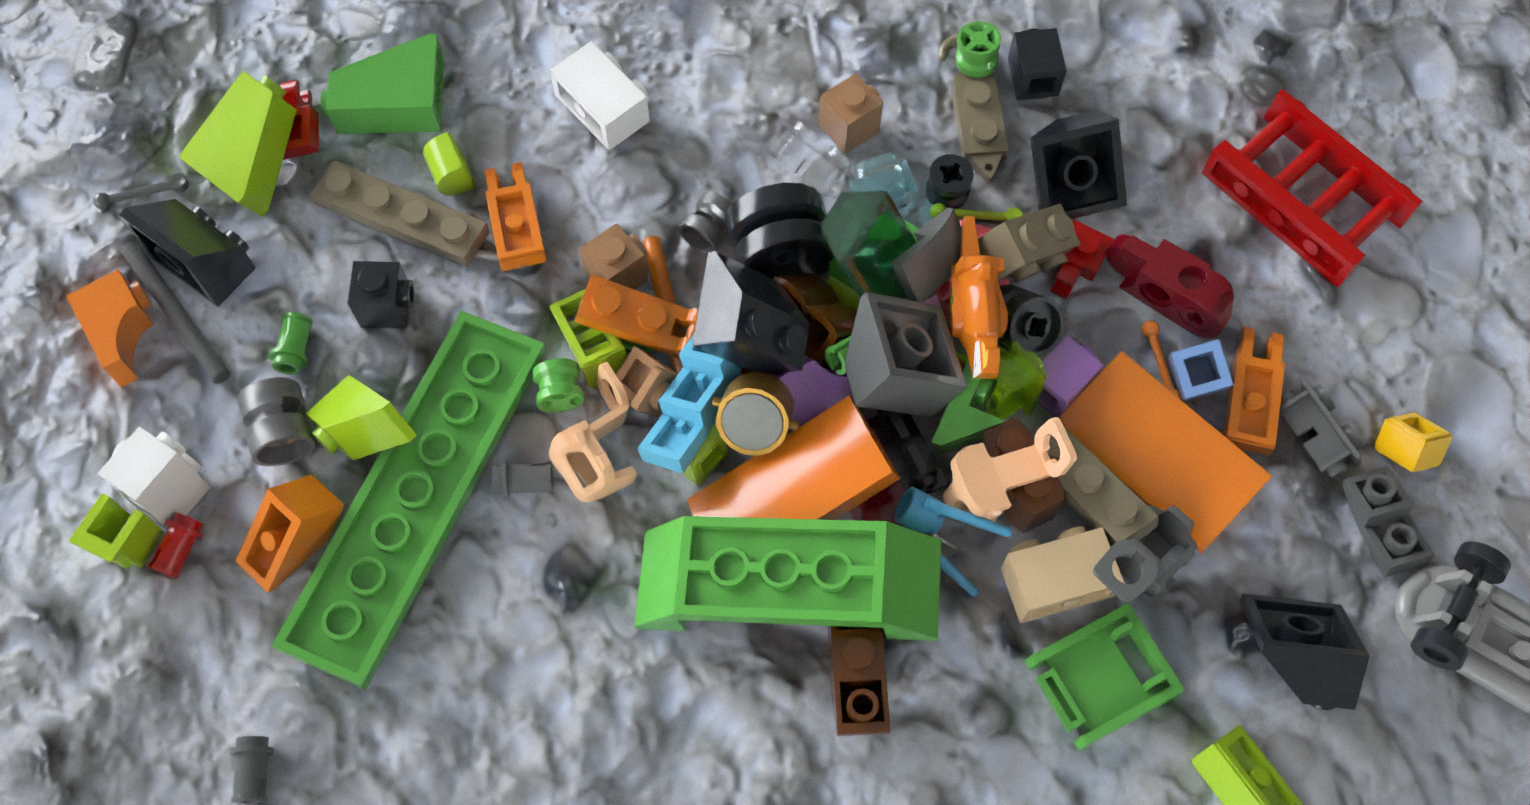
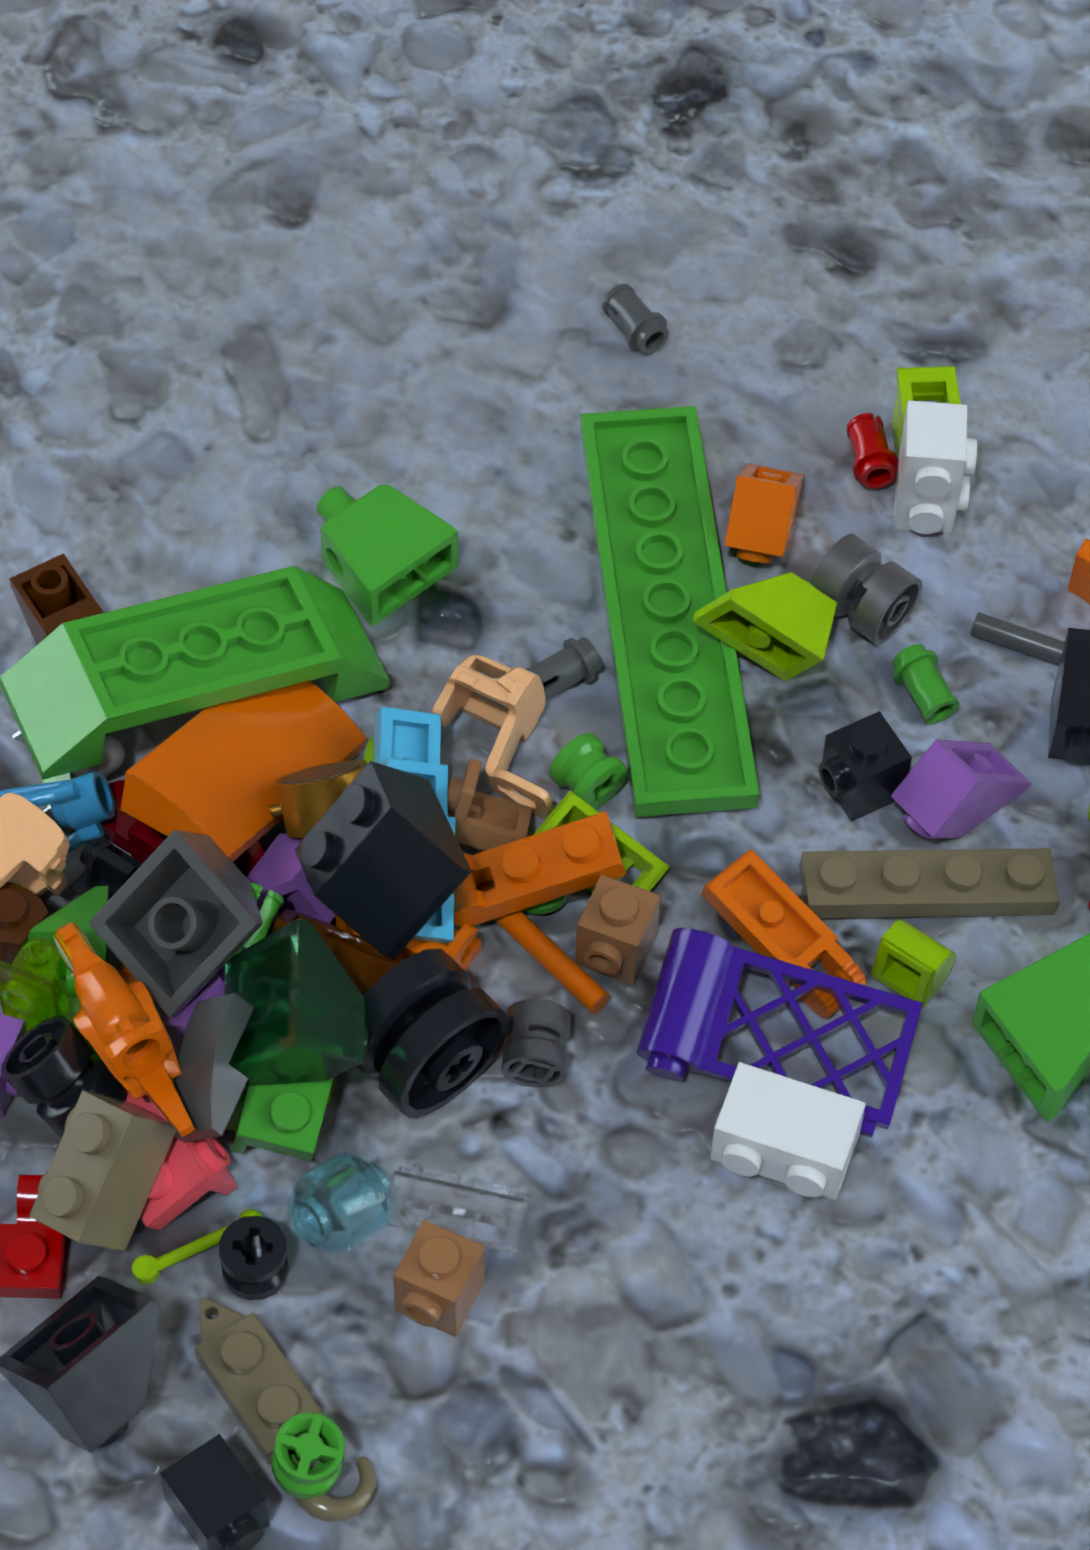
camera: 150 degrees right, 10 degrees down
(327, 251) = (957, 788): none -> medium lavender slope
(586, 643) = (384, 548): none -> bright green torso
(594, 191) = (696, 999): none -> dark purple piece

